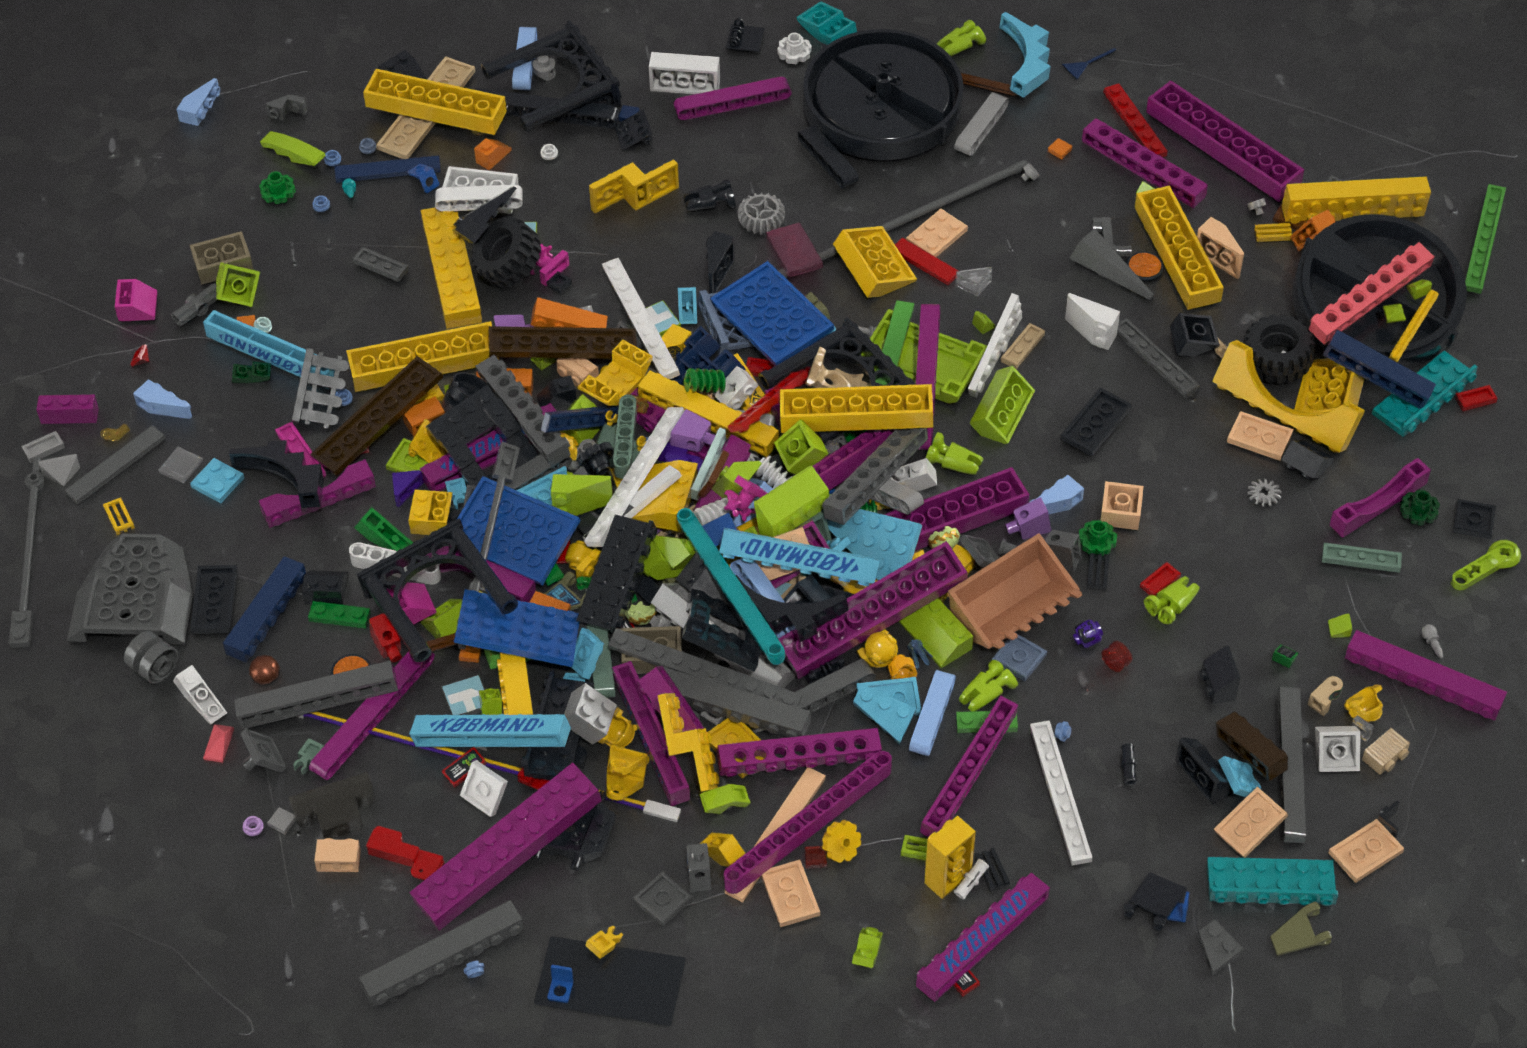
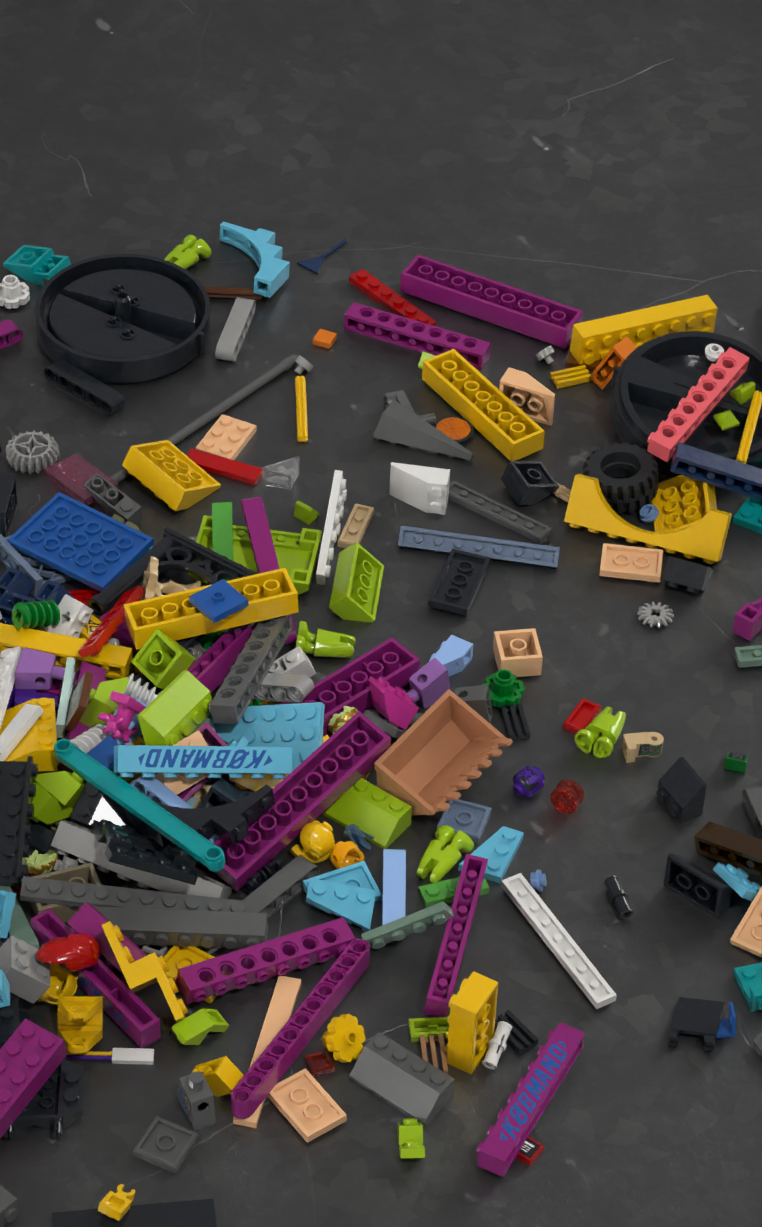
camera: 20 degrees left, 10 degrees down
(633, 708) = (75, 951): none -> red hair
(813, 278) = (113, 499): none -> dark grey slope
(861, 405) = (218, 601): none -> blue plate
(879, 890) = (402, 1079): none -> dark grey slope
(917, 859) = (432, 1041): none -> medium nougat tile
(931, 749) = (413, 923): none -> sand green plate
(990, 531) = (392, 702): none -> dark pink slope
(1014, 216) = (301, 409): none -> yellow axle
(1036, 695) = (499, 851): none -> medium azure wing
(1126, 390) = (484, 546): none -> sand blue plate
(1203, 620) = (641, 745): none -> tan leg
(1294, 389) = (648, 513): none -> medium blue plate
(1401, 245) = (713, 351): none -> white plate

